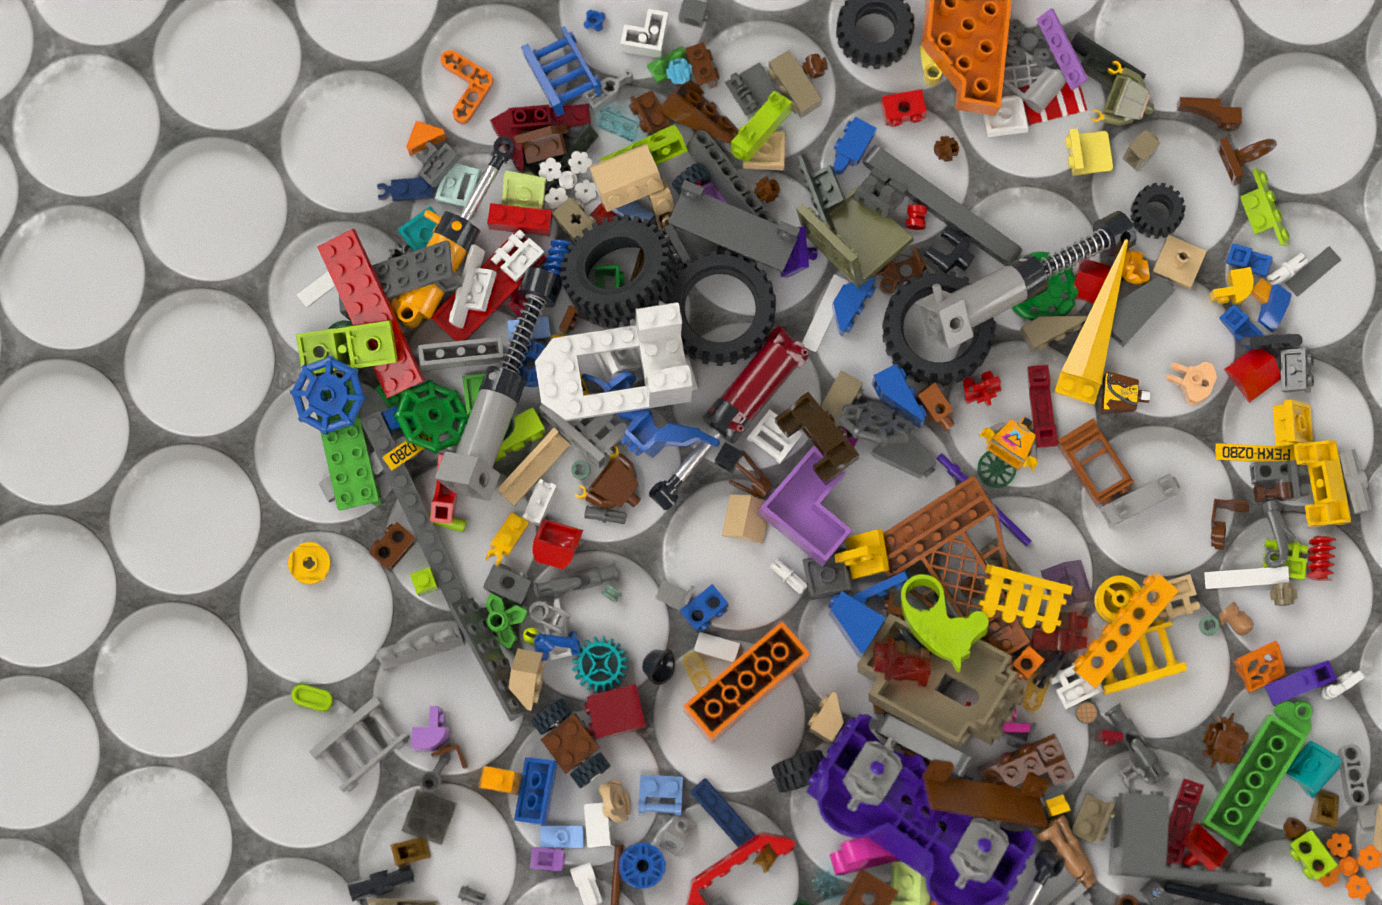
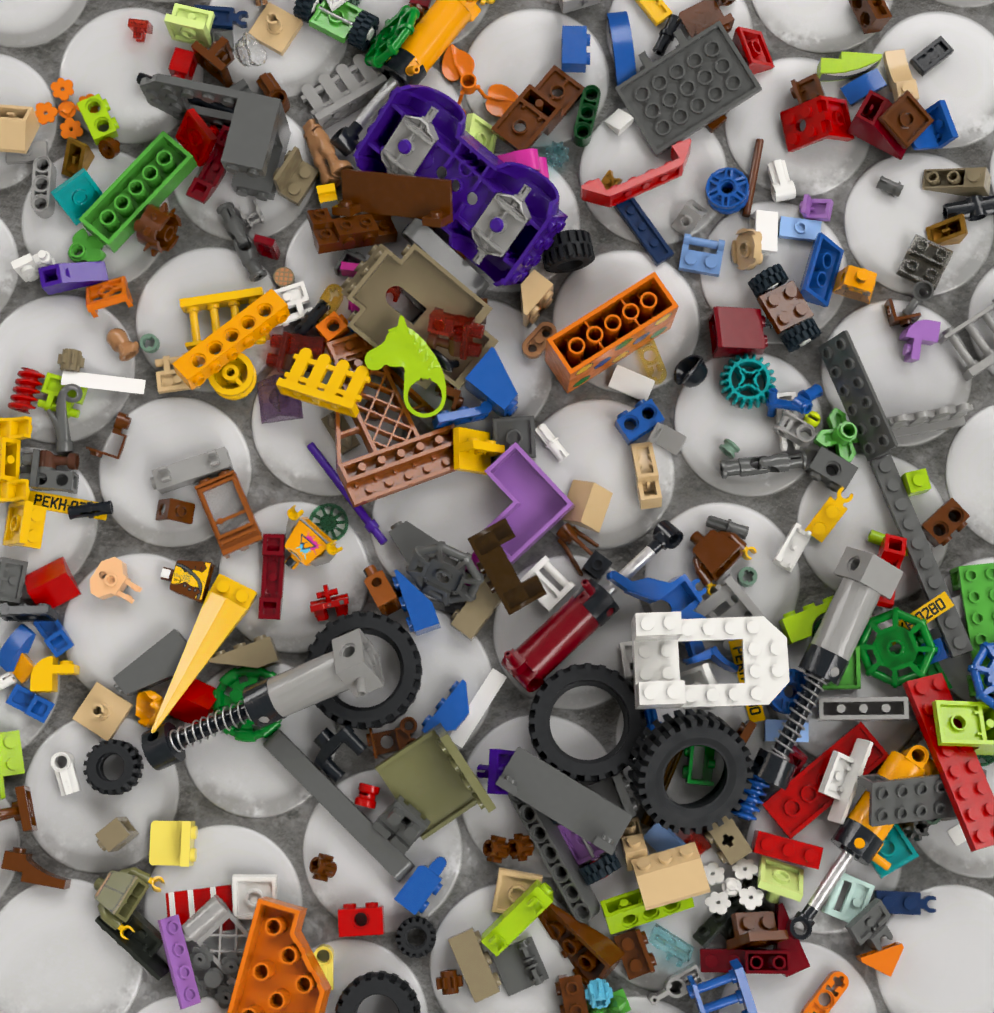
camera: 175 degrees left, 0 degrees up
(525, 257) = (788, 803): white plate -> none
(526, 676) = (823, 371): tan slope -> none
(533, 467) = (794, 584): tan fence -> none
(555, 544) = (781, 501): red brick -> none
(691, 554) = (646, 475): none -> tan slope
(789, 185) = (496, 849): none -> reddish brown gear
(815, 680) = (538, 340): none -> medium nougat plate
(824, 189) = (460, 837): pearl dark grey bracket -> none
(842, 109) = (402, 940): none -> black tyre
(1148, 458) = (175, 510): none -> reddish brown bracket
(1200, 198) = (66, 776): none -> white piece
(1232, 449) = (90, 509): none -> black pin

